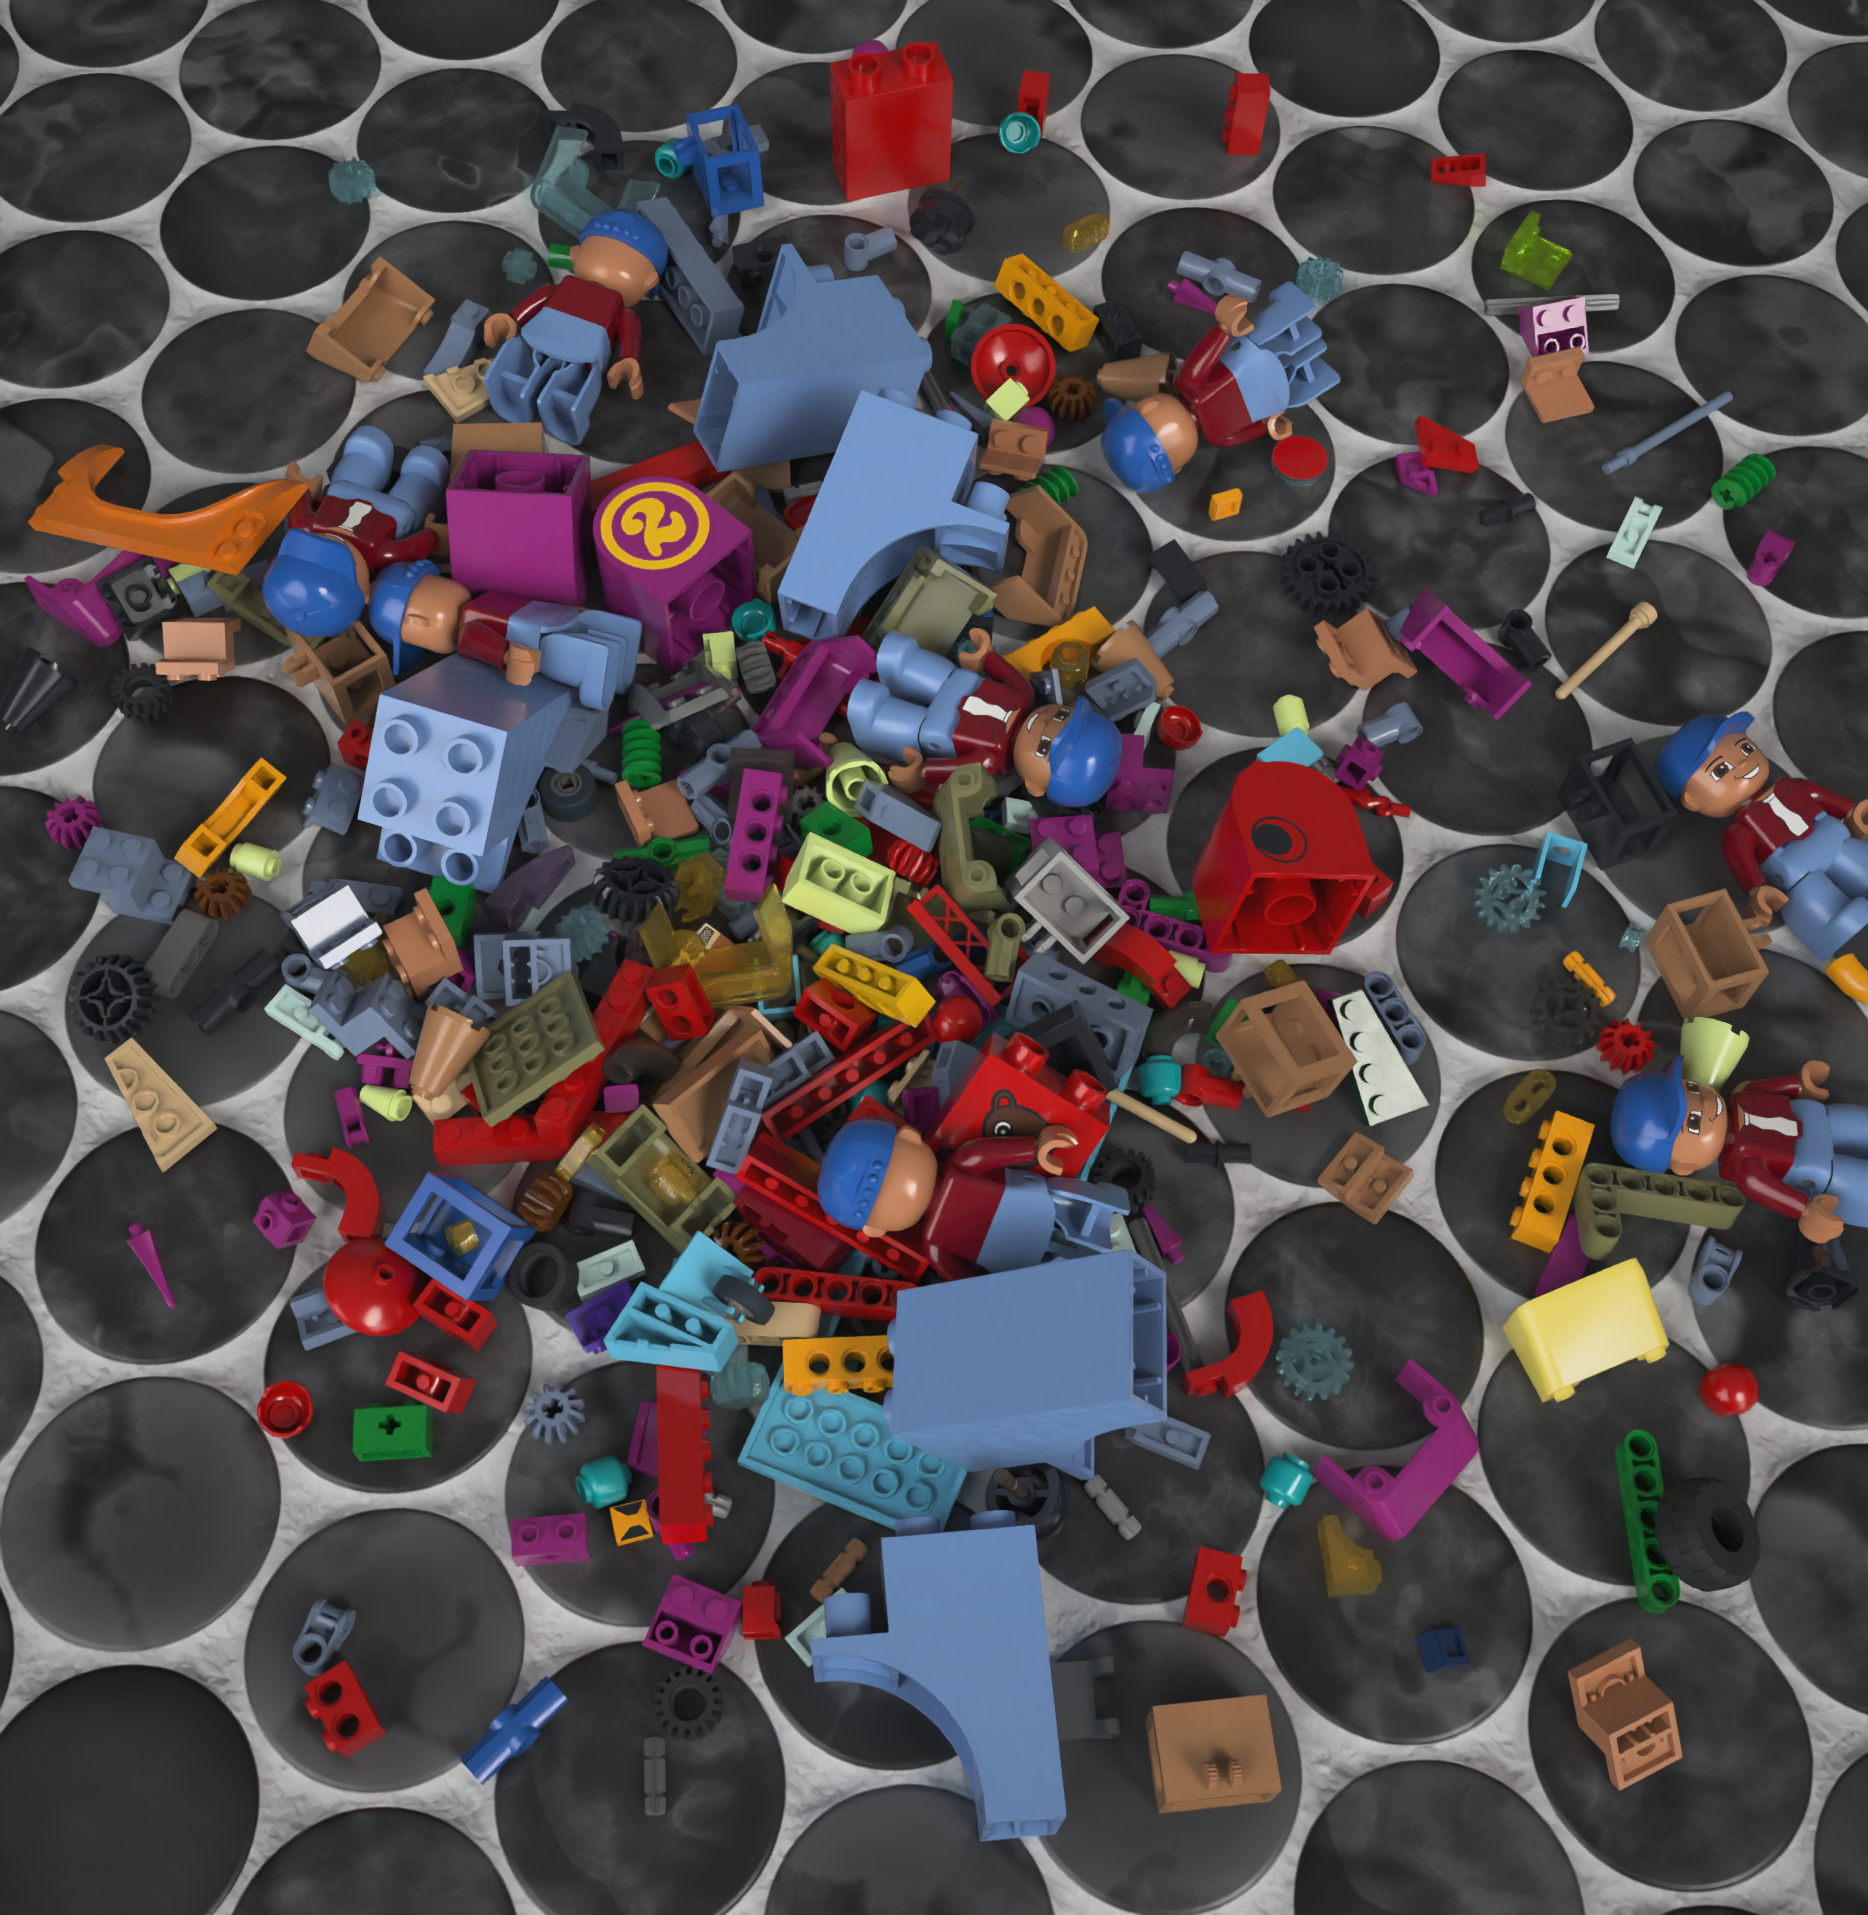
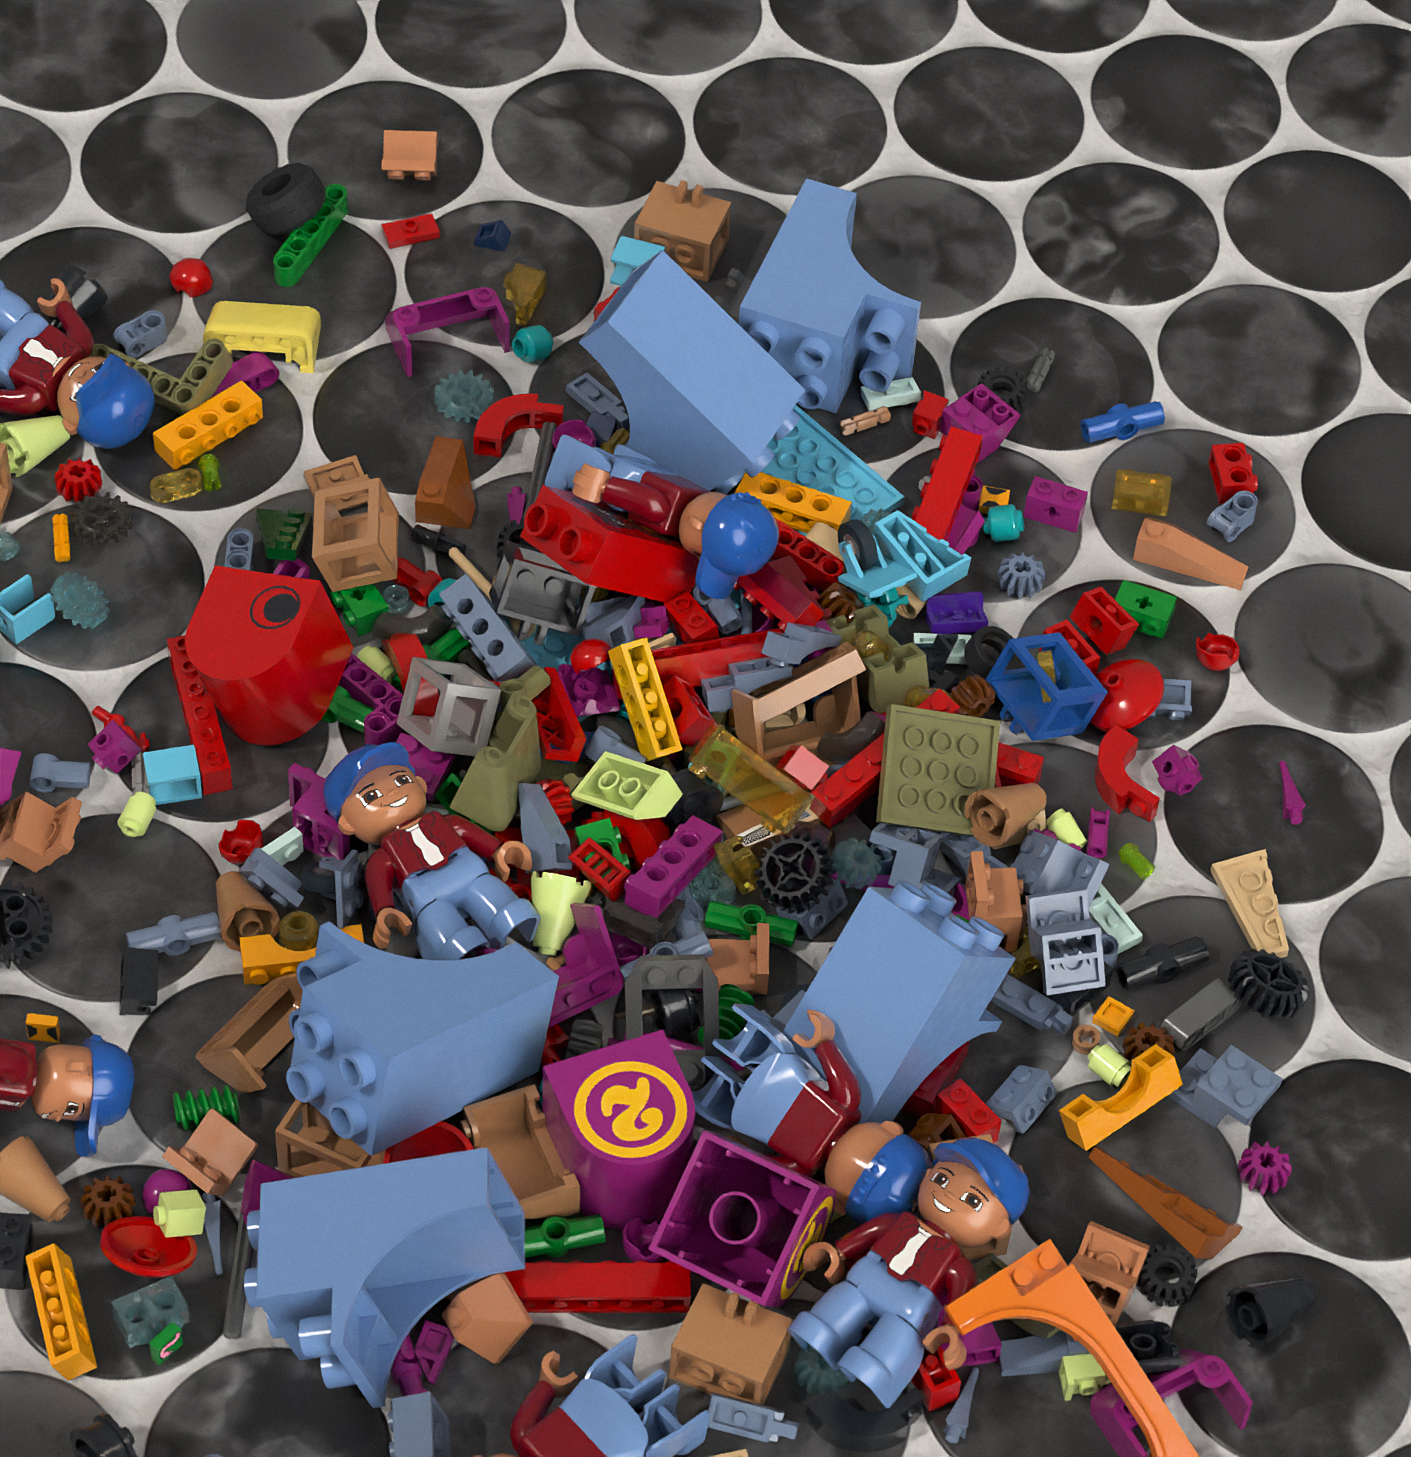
camera: 155 degrees left, 10 degrees down
(143, 751) = (1183, 1218): none -> dark orange wedge
(269, 924) = (1113, 1016): none -> light orange tile
(292, 895) = (1085, 1031): none -> medium nougat bush
(307, 1103) = (1136, 860): none -> clear neon green pin
(375, 1556) = (1182, 552): none -> nougat wedge
(451, 1618) = (1141, 492): none -> clear yellow brick
(609, 1239) = (938, 651): none -> black slope
(807, 794) = (613, 883): none -> red slope
(1238, 1672) = (630, 255): none -> medium azure piece
(1255, 1227) = (445, 487): none -> dark orange wedge
(1507, 1126) = (209, 466): none -> clear neon green pin
(1543, 1602) = (410, 231): none -> red plate

